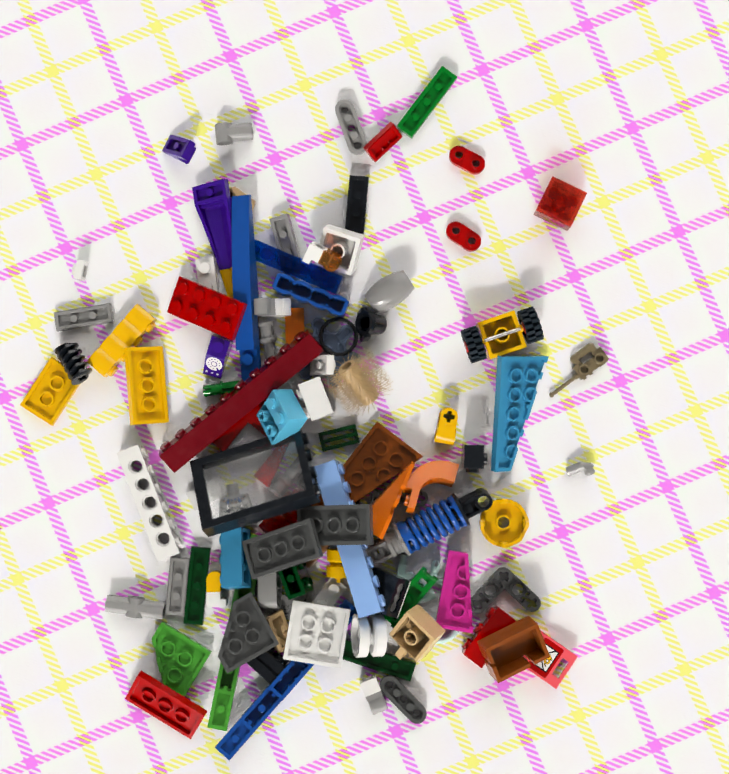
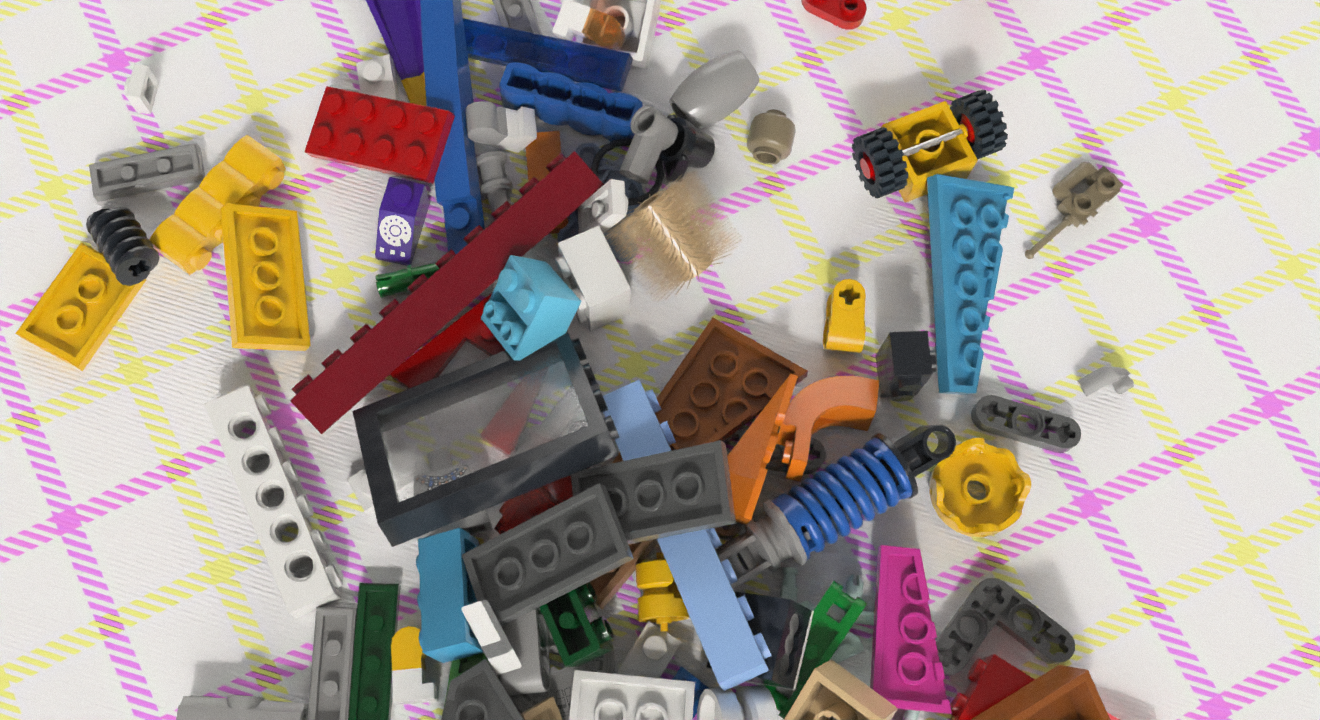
camera: 15 degrees left, 15 degrees down
(254, 583) = (491, 637): none -> clear sticker
(323, 441) = (637, 342): dark green tile -> none
(351, 321) = (652, 135): none -> light grey piece
(418, 318) = (771, 137): none -> dark tan head
(545, 498) = (1049, 441): none -> dark grey beam

